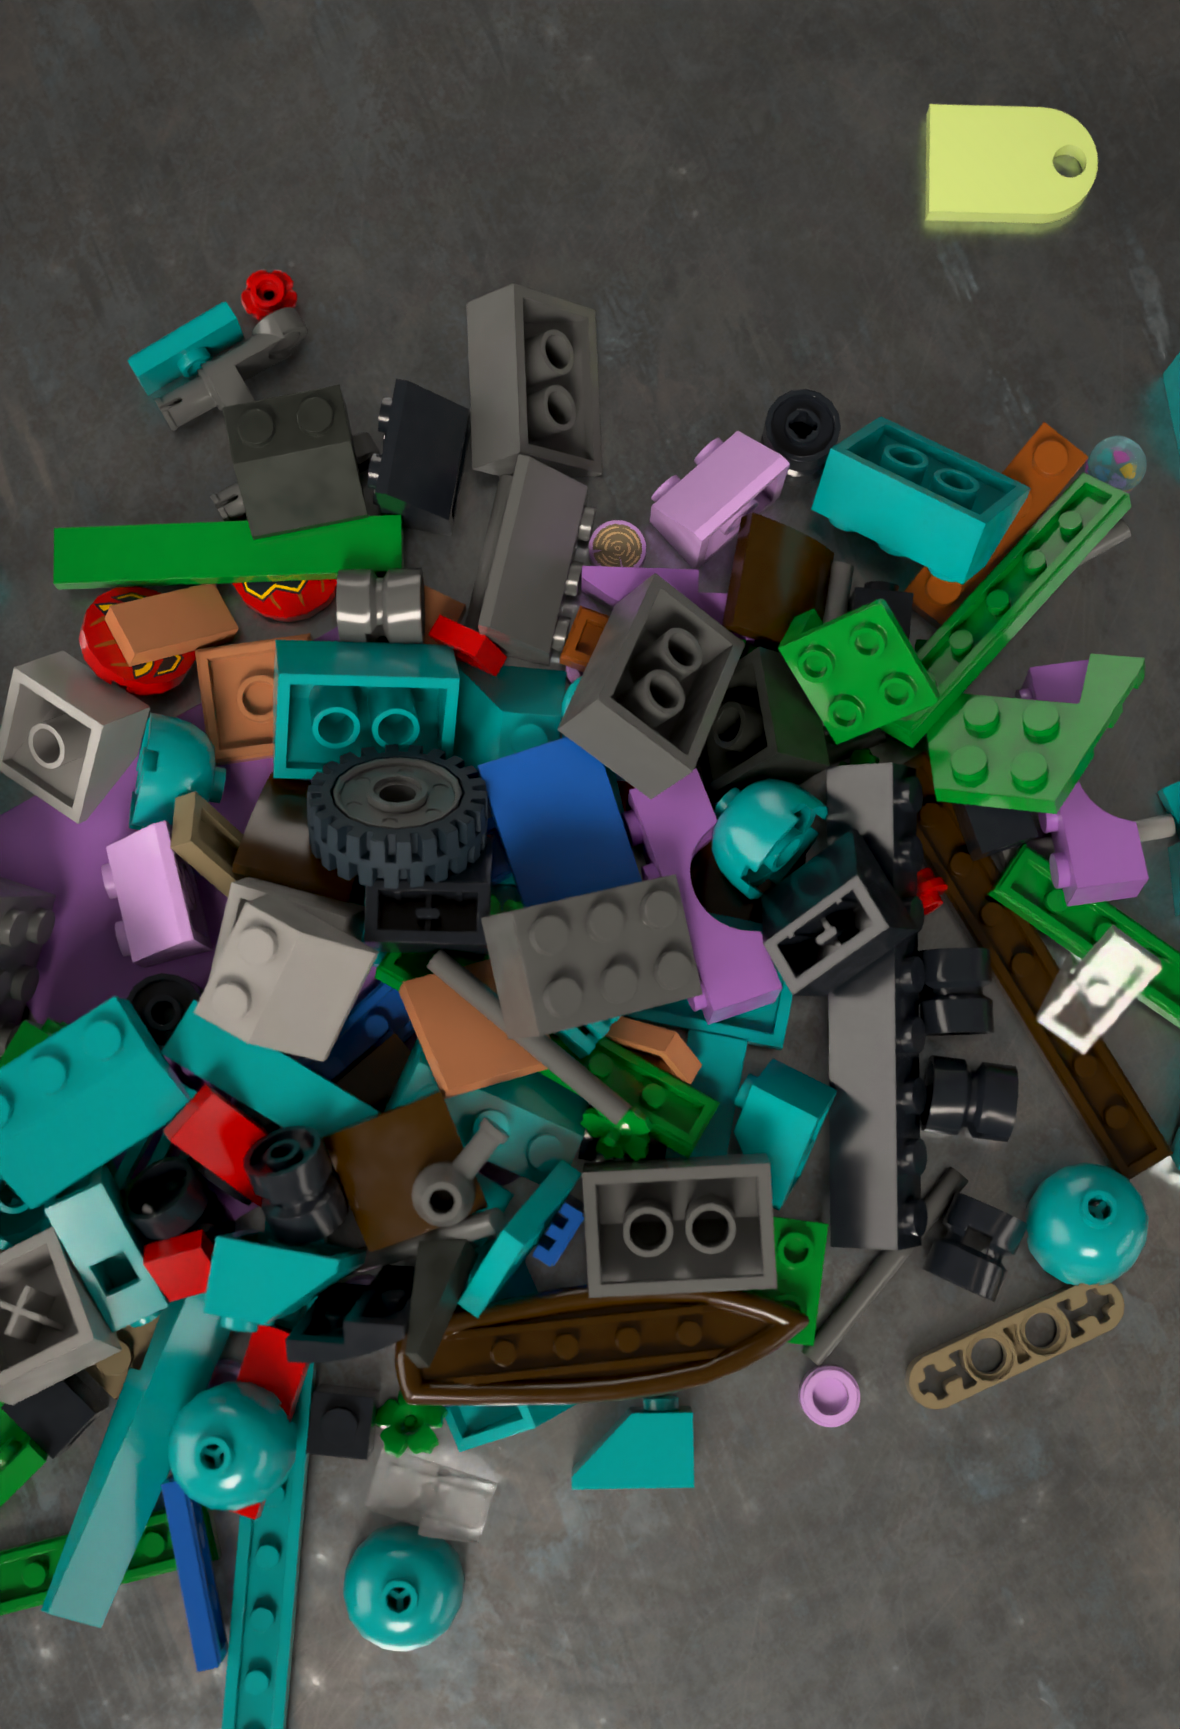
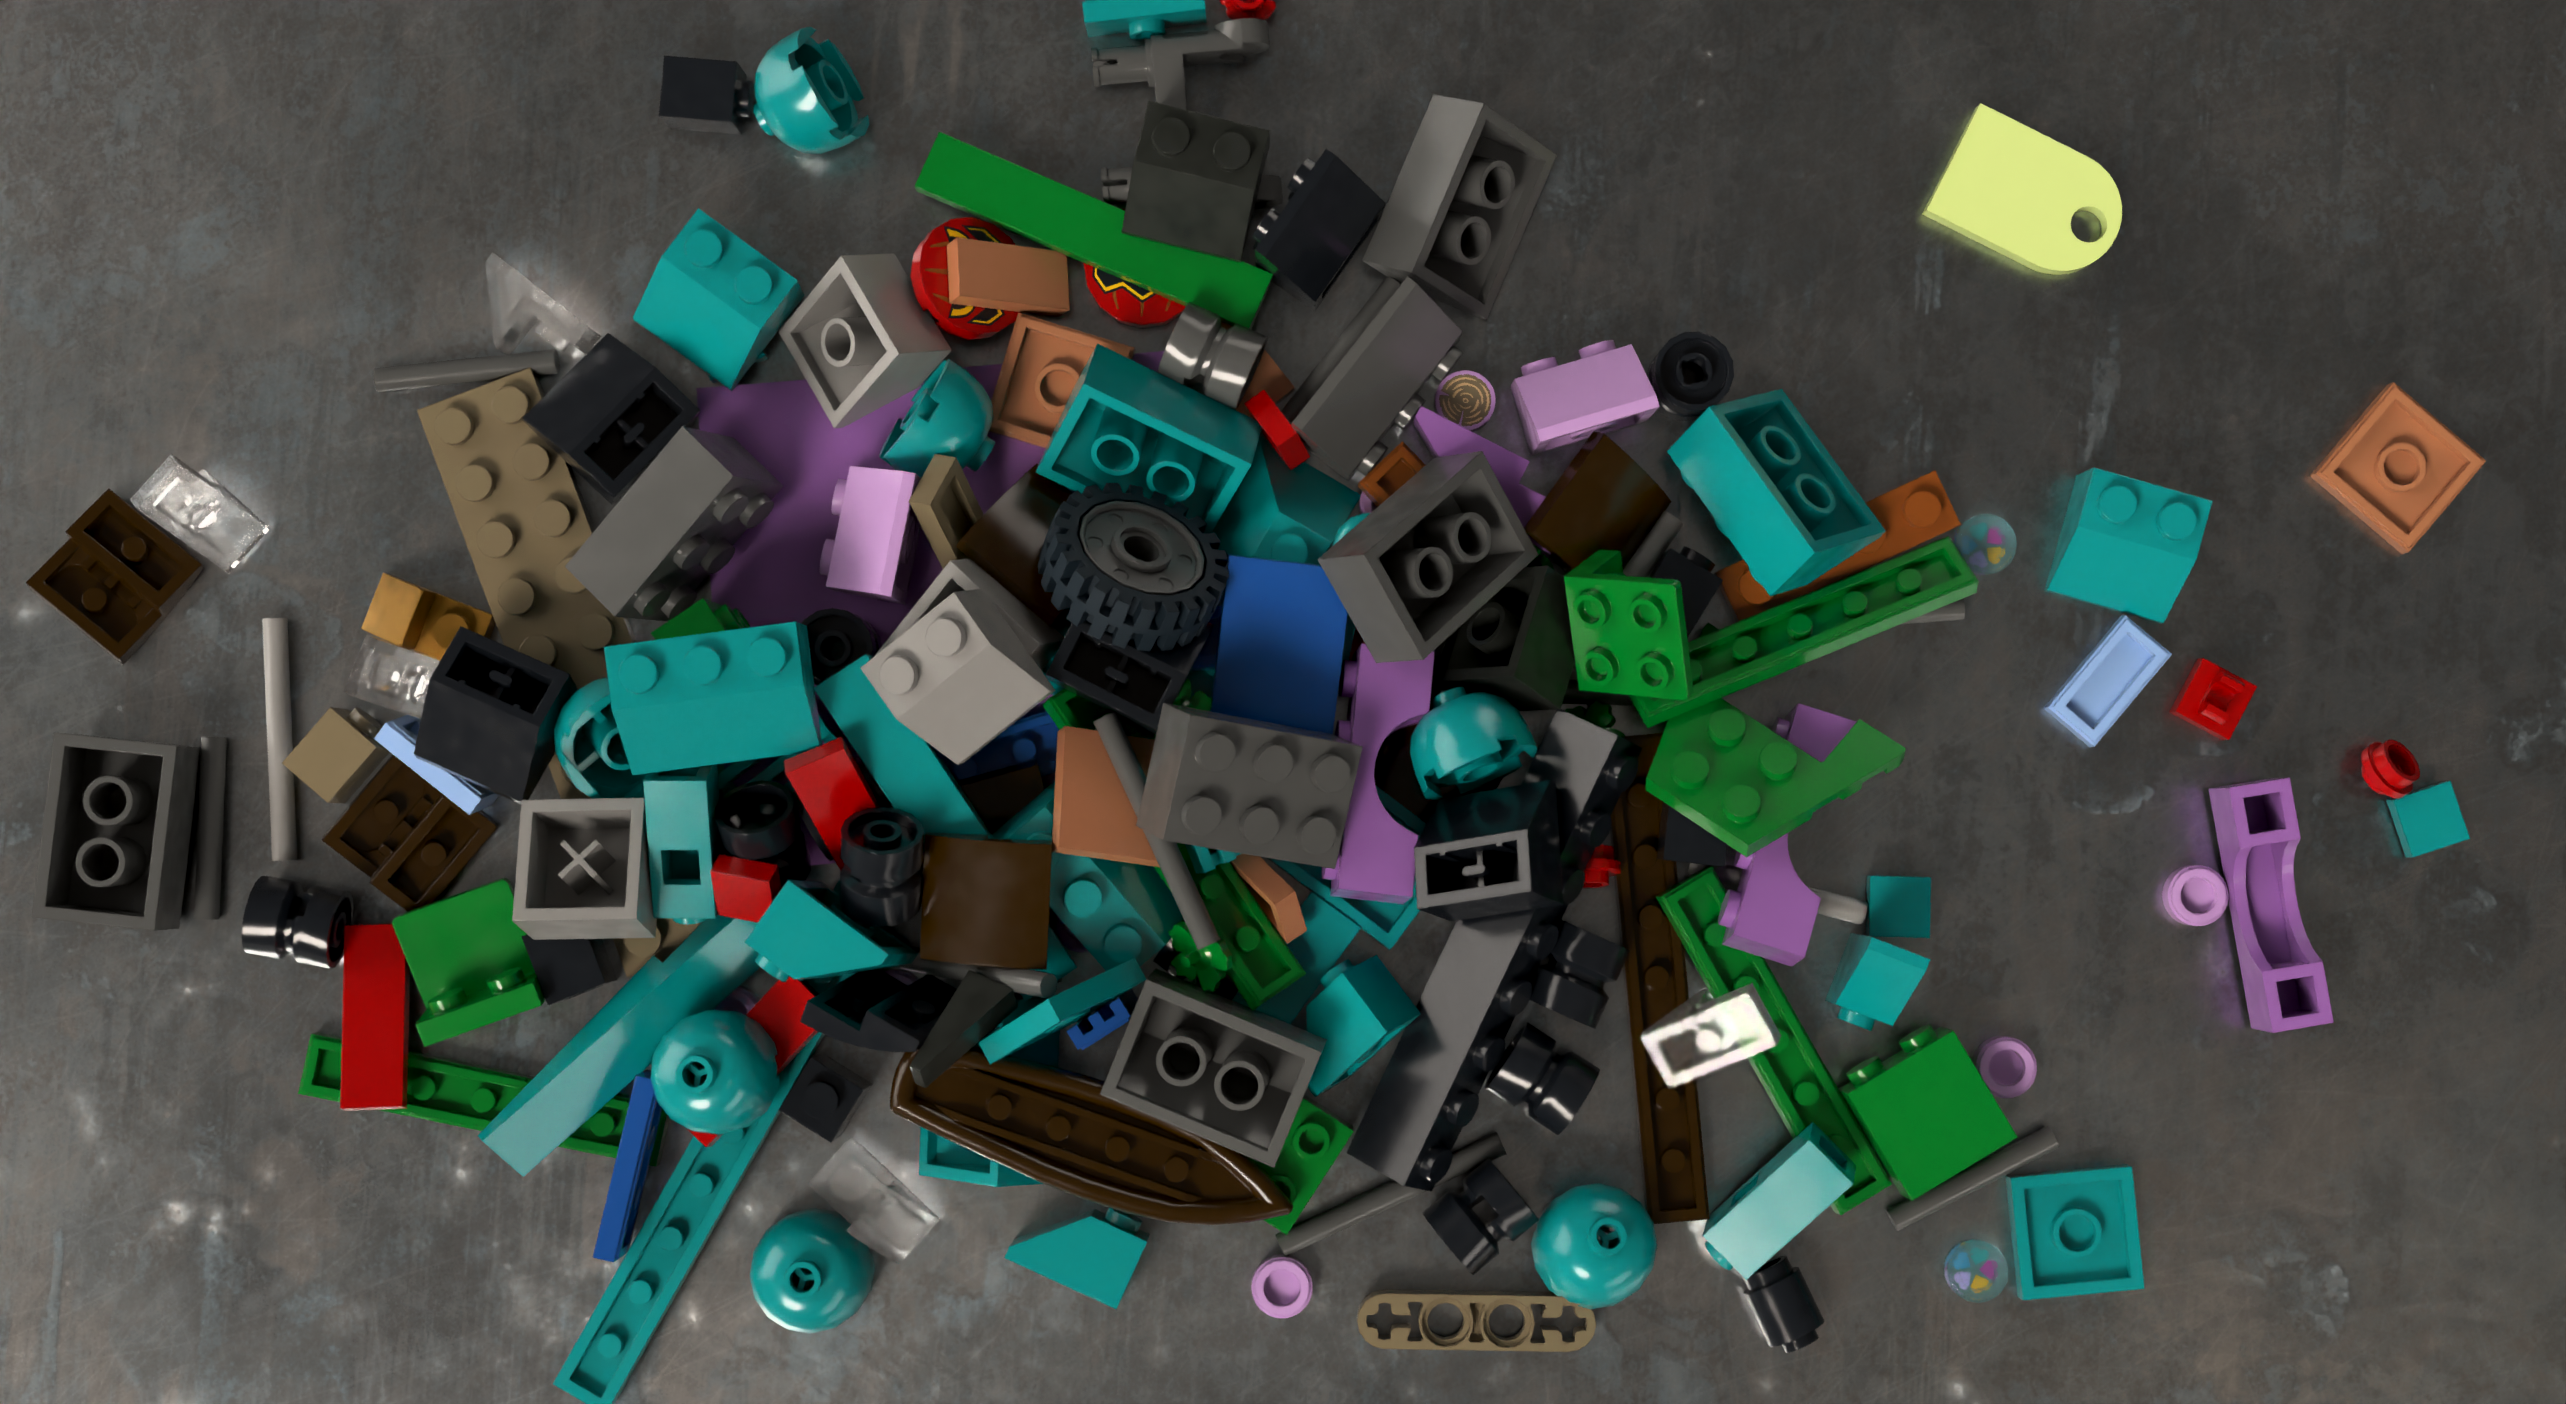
camera: 30 degrees right, 5 degrees up
(409, 1426) = (883, 1130): green plant -> none
(456, 1177) = (1029, 929): dark grey bar -> none

